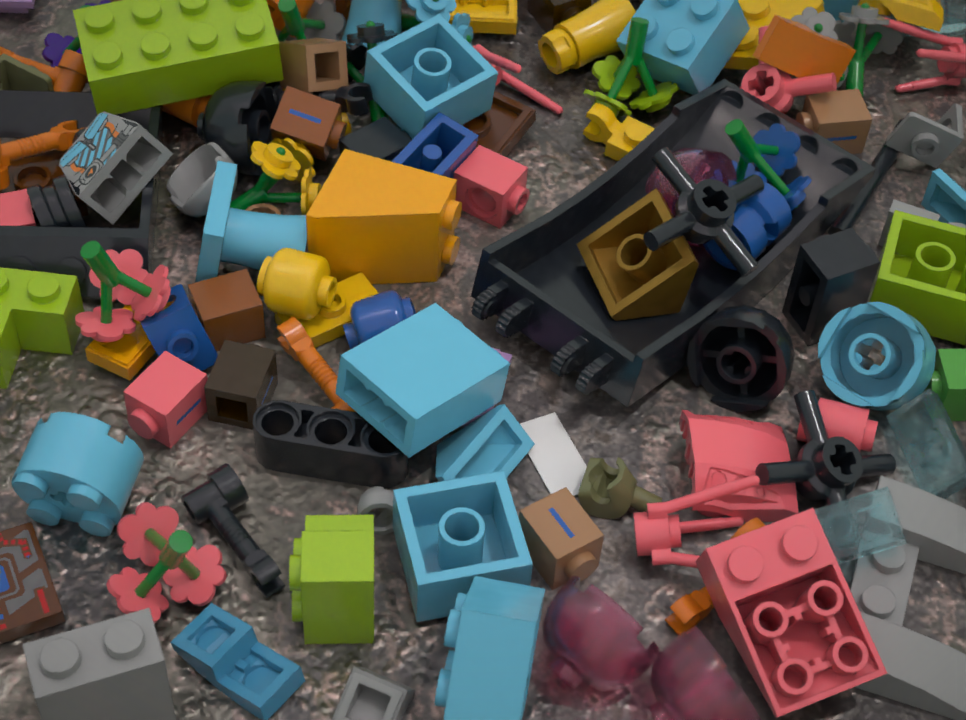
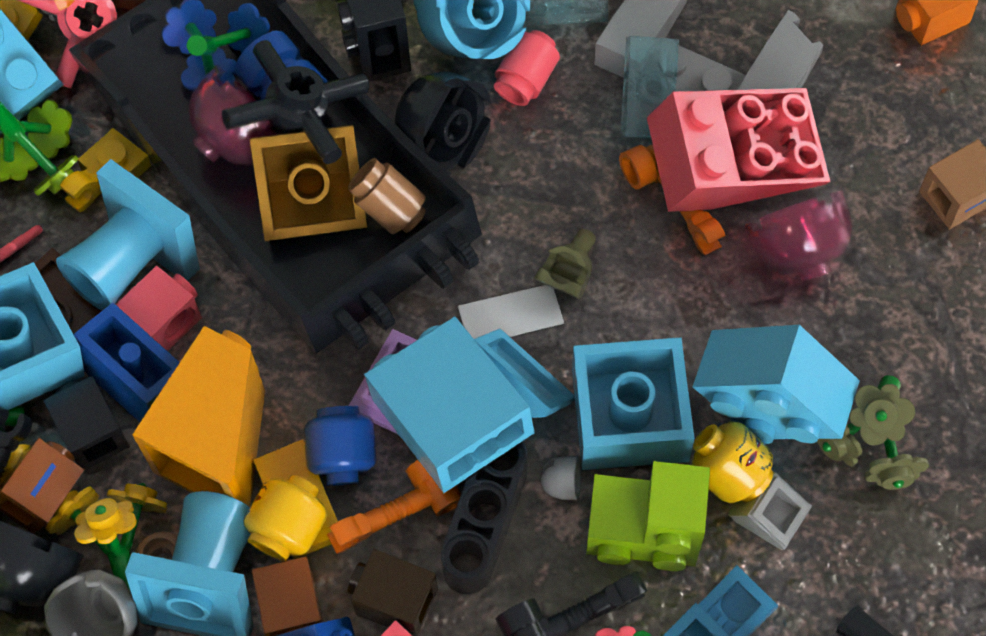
camera: 75 degrees left, 15 degrees up
(409, 645) = (736, 459): none -> yellow head
(545, 144) = (138, 230): none -> medium azure plant
(561, 538) = (624, 314): medium nougat brick -> none
(593, 640) = (749, 300): clear pink cylinder -> none
(636, 310) = (387, 196): none -> medium nougat brick
(659, 532) = (625, 235): coral plant -> none
(729, 450) = (555, 159): coral slope -> none
(824, 466) = (575, 85): black bar -> none

